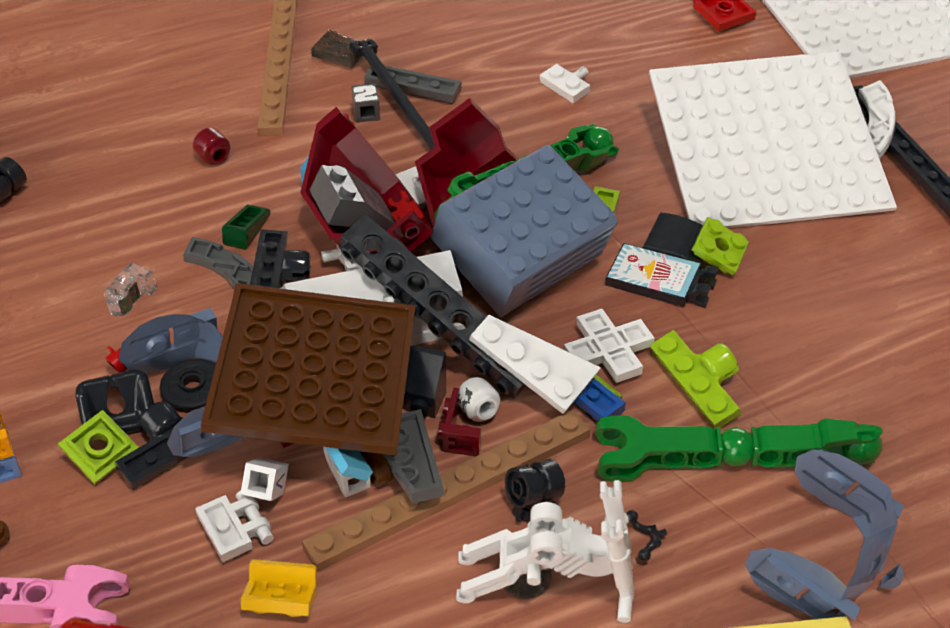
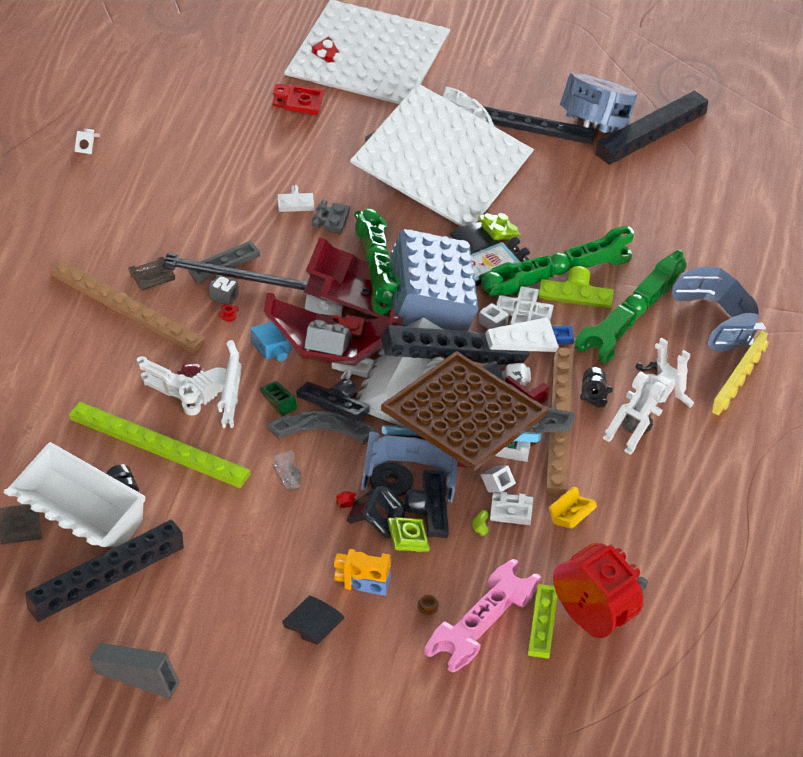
camera: 55 degrees left, 0 degrees up
(93, 186) = (160, 444): none -> lime plate
(181, 505) = (479, 523): none -> lime arm
(188, 157) = (199, 388): none -> white piece
(555, 324) = (493, 317): none -> white brick
(563, 122) = (335, 219): none -> dark grey plate
(799, 359) = (533, 270): none -> green piece

